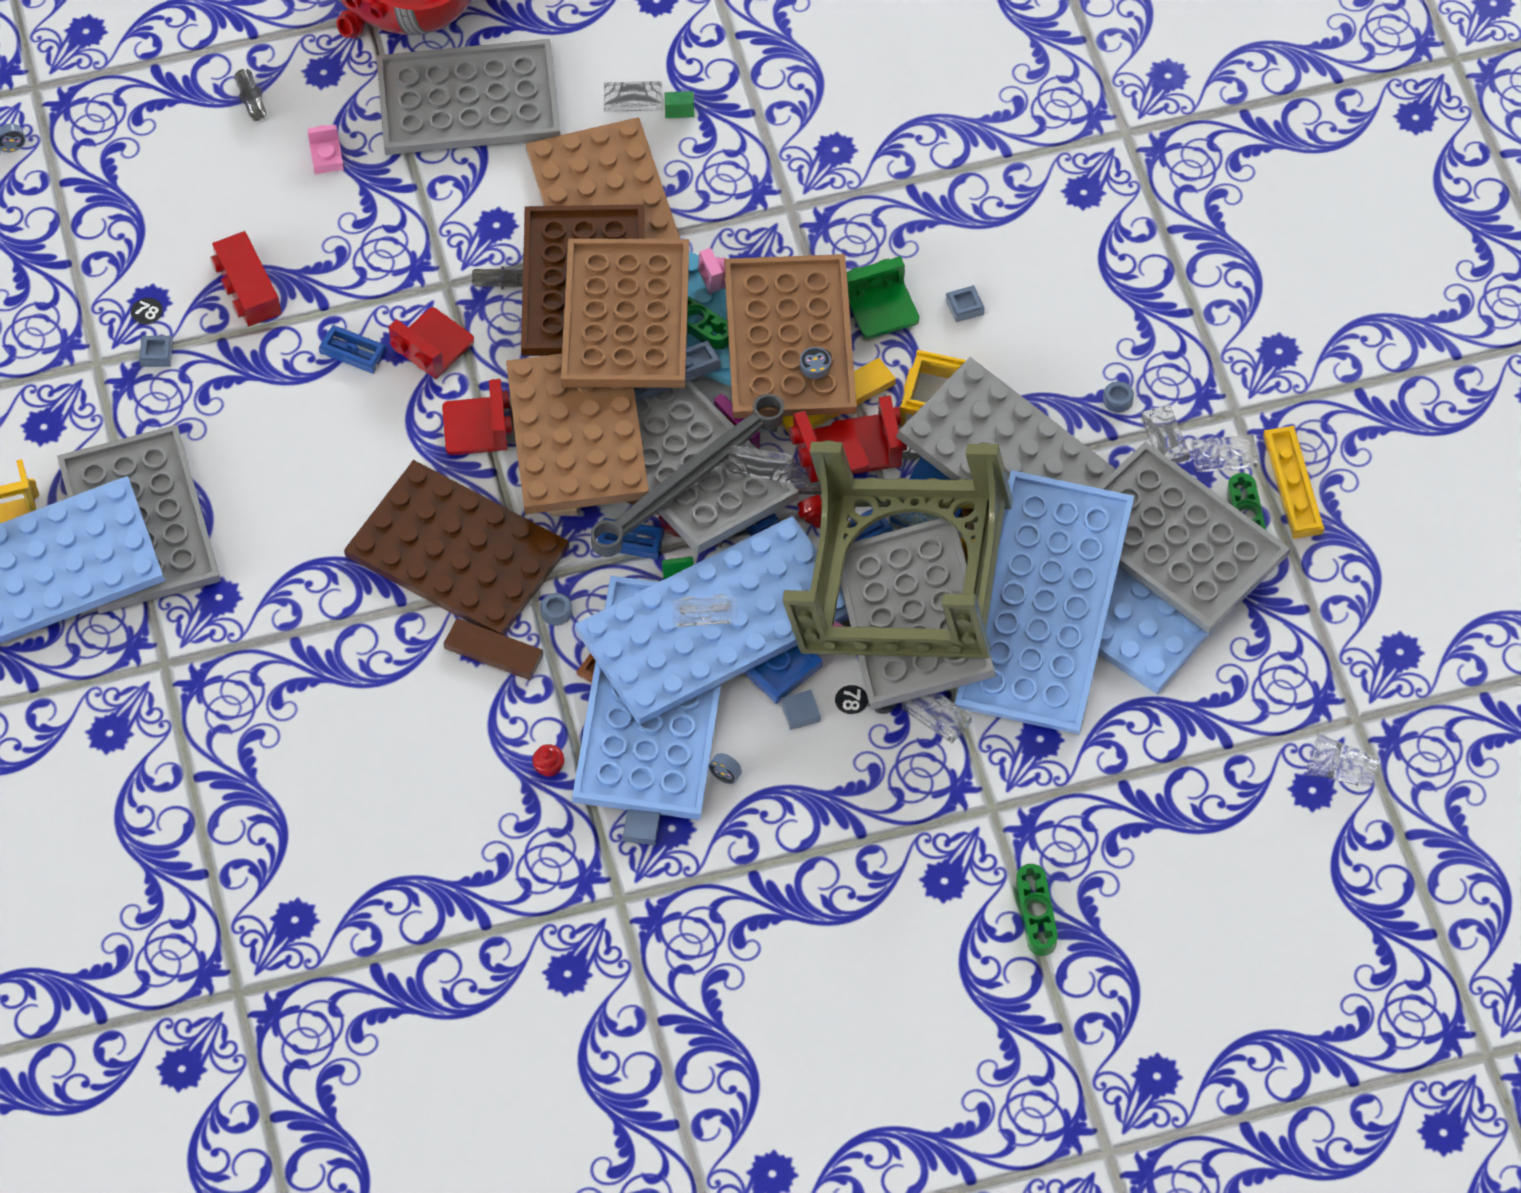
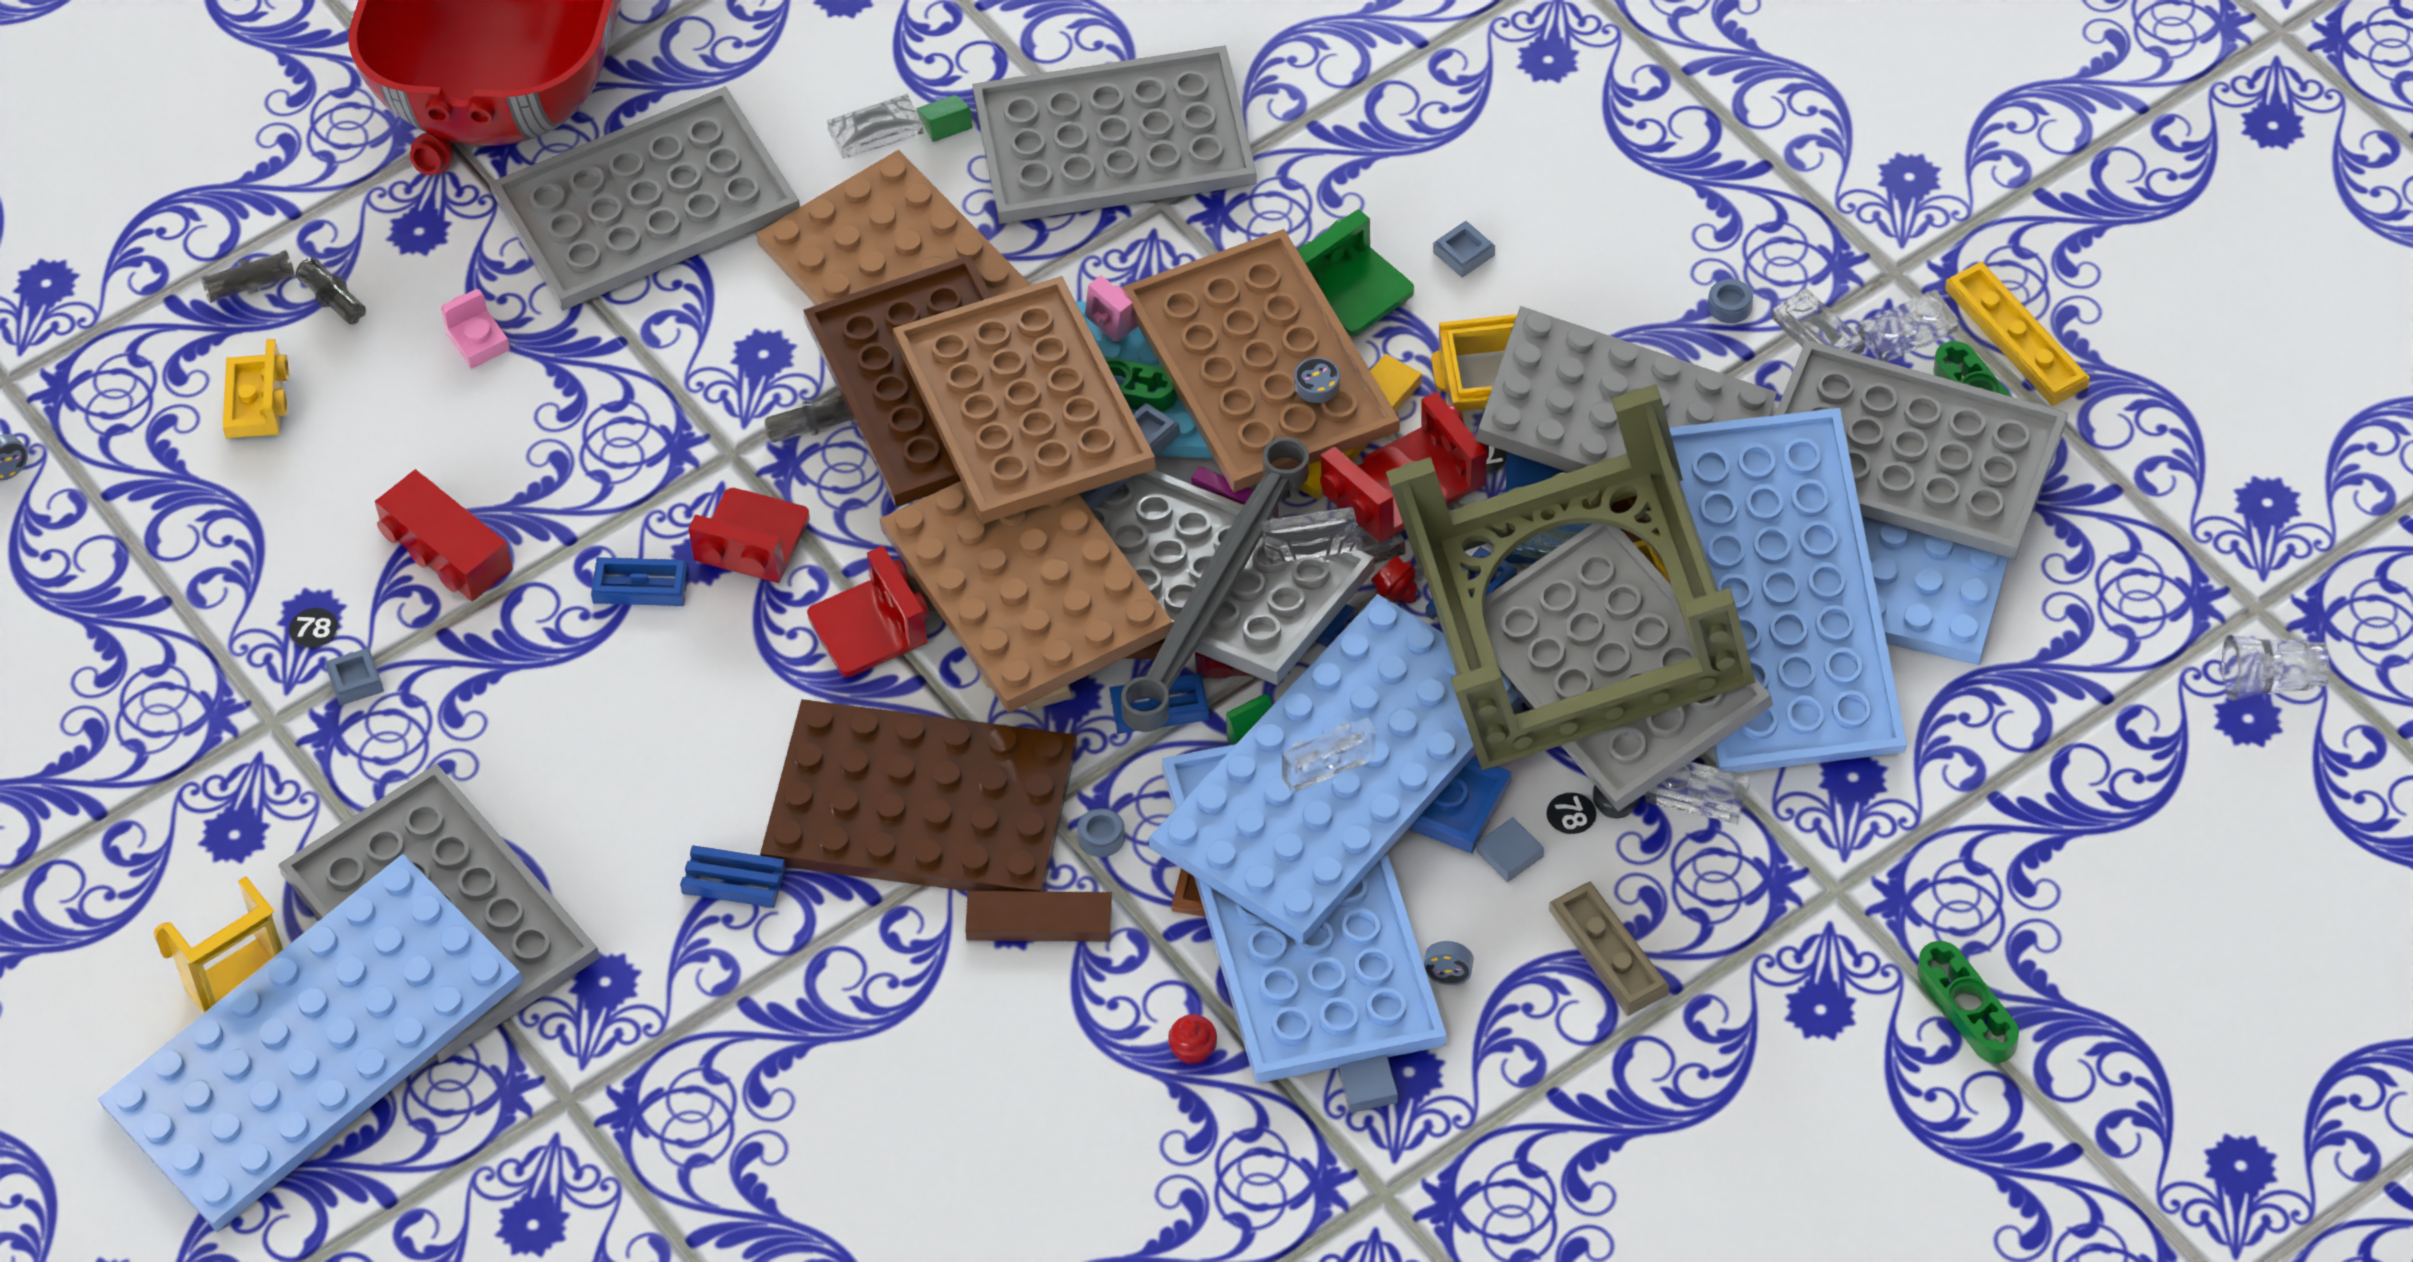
camera: 20 degrees left, 5 degrees down
(175, 147) = (255, 393): none -> yellow bracket
(204, 68) = (247, 276): none -> clear smoke pin
(322, 545) = (734, 869): none -> blue tile
(778, 151) = (1113, 134): none -> light grey plate
(831, 794) = (1609, 948): none -> dark tan tile

